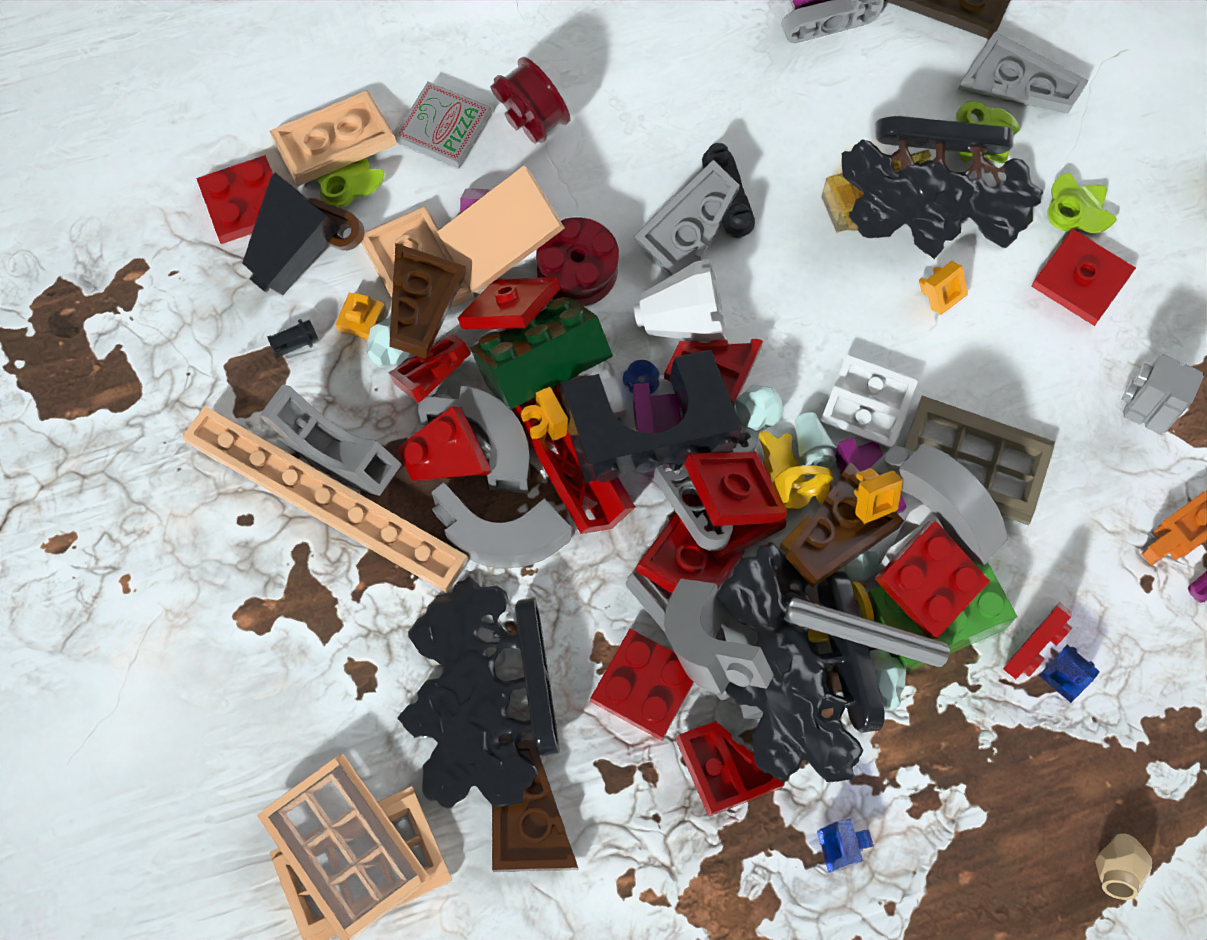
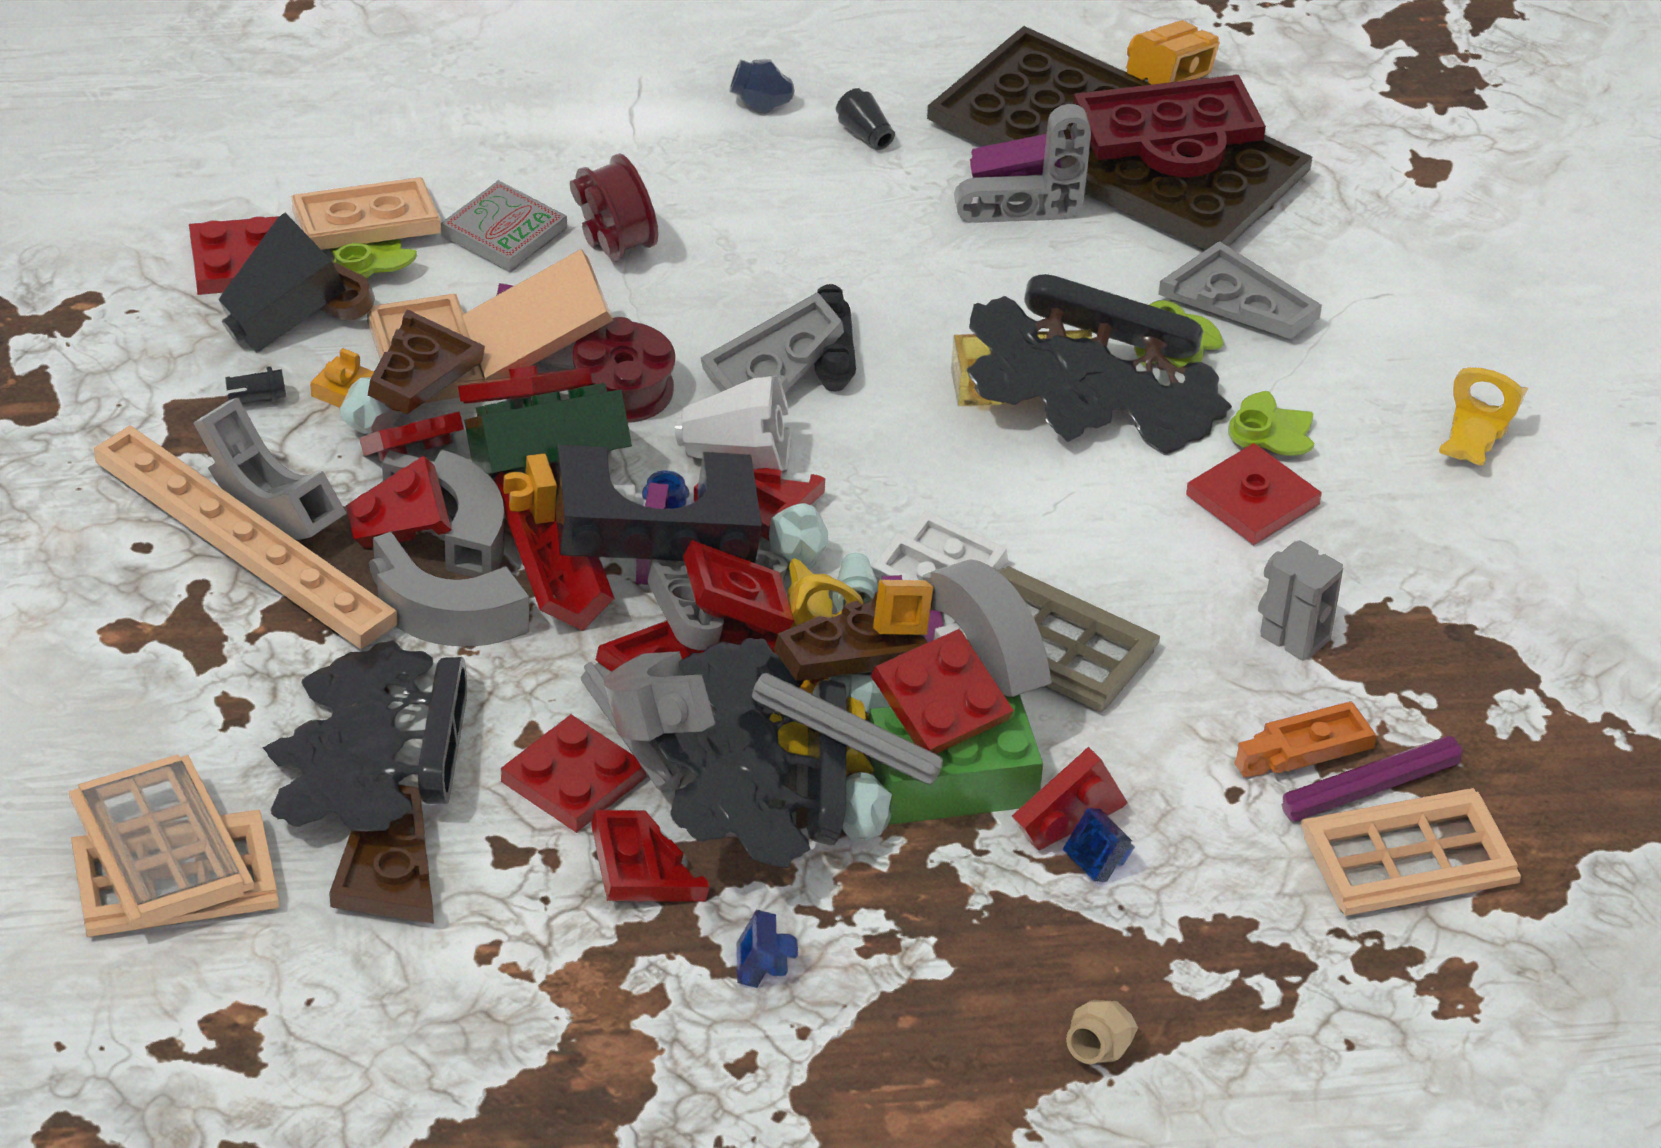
camera: 10 degrees right, 25 degrees down
(944, 287) = (1071, 468): light orange tile -> none

